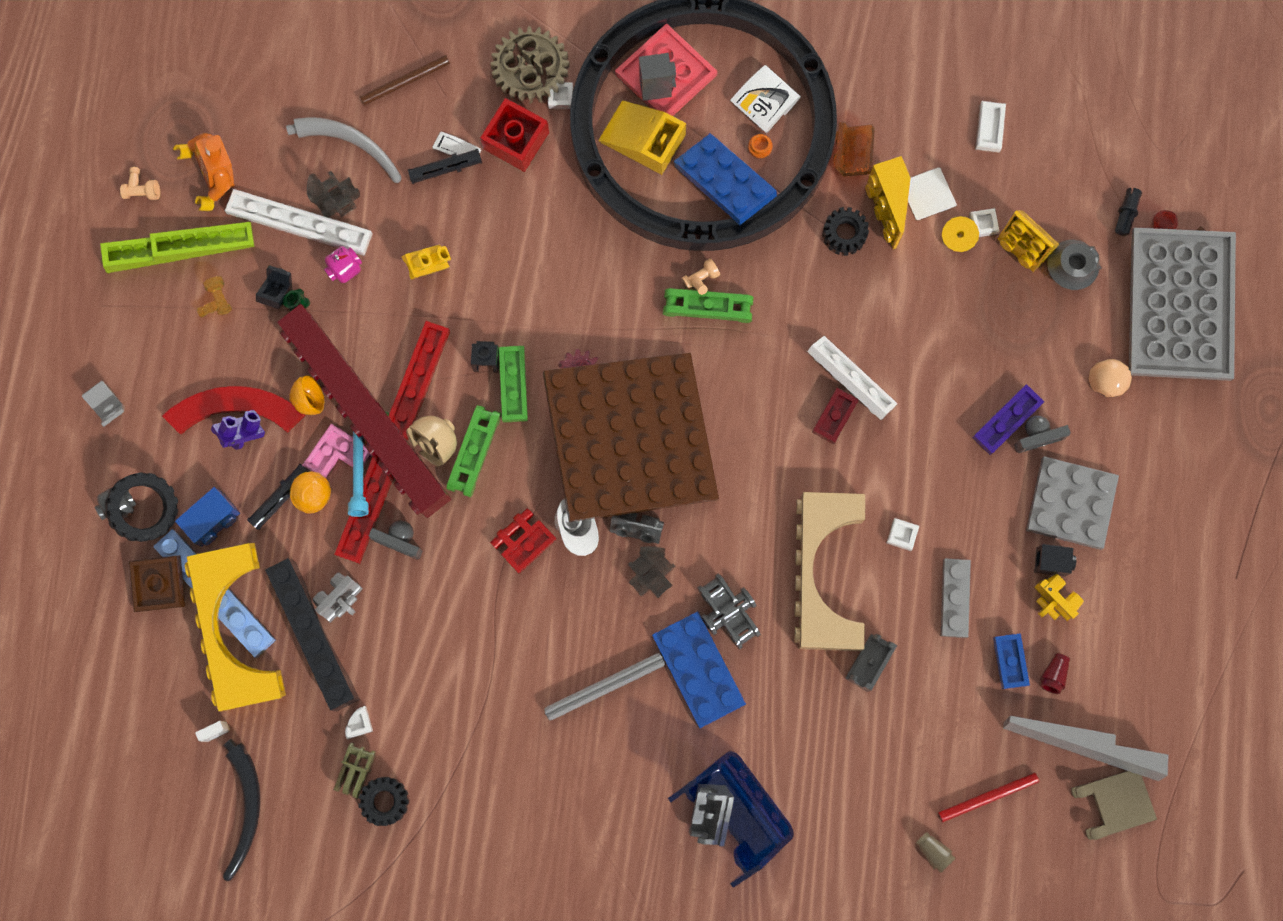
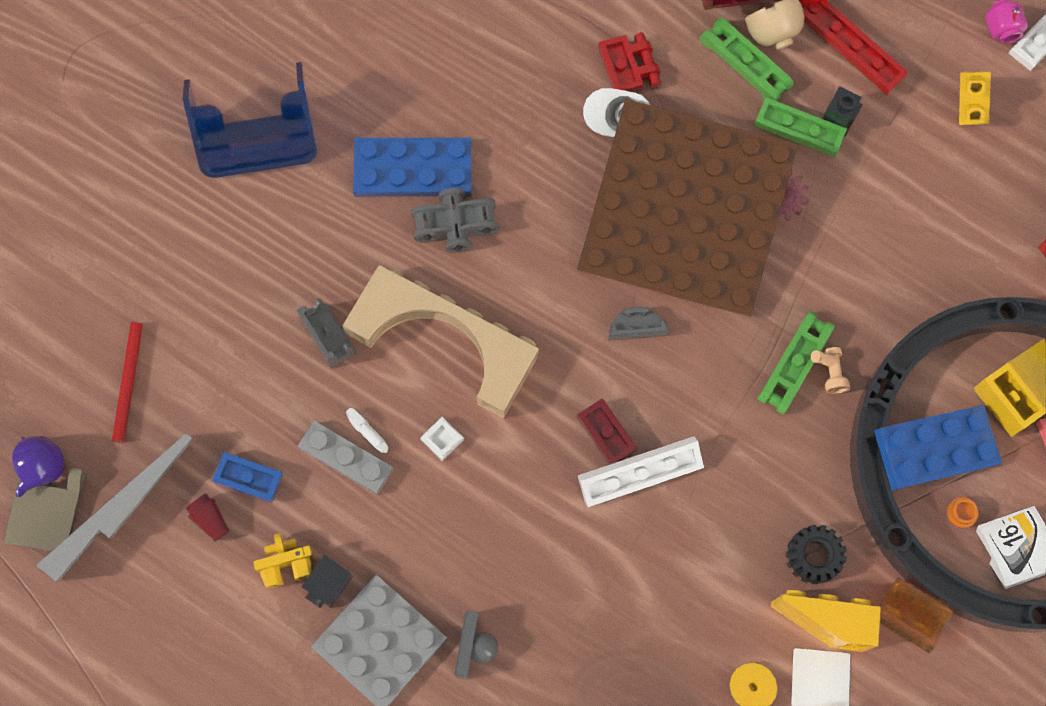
camera: 110 degrees right, 5 degrees down
(604, 686) = (444, 72): light grey axle -> none
(647, 530) = (581, 182): dark grey hinge -> none
(654, 578) = (527, 169): clear smoke piece -> none
(711, 814) = (265, 102): dark grey hinge -> none
(739, 433) = (637, 323): none -> dark grey plate
(925, 597) = (366, 430): none -> white piece
(935, 852) = (105, 298): dark tan cone -> none
(1008, 419) = (508, 620): dark purple plate -> none
(1089, 826) = (36, 462): none -> dark purple hair

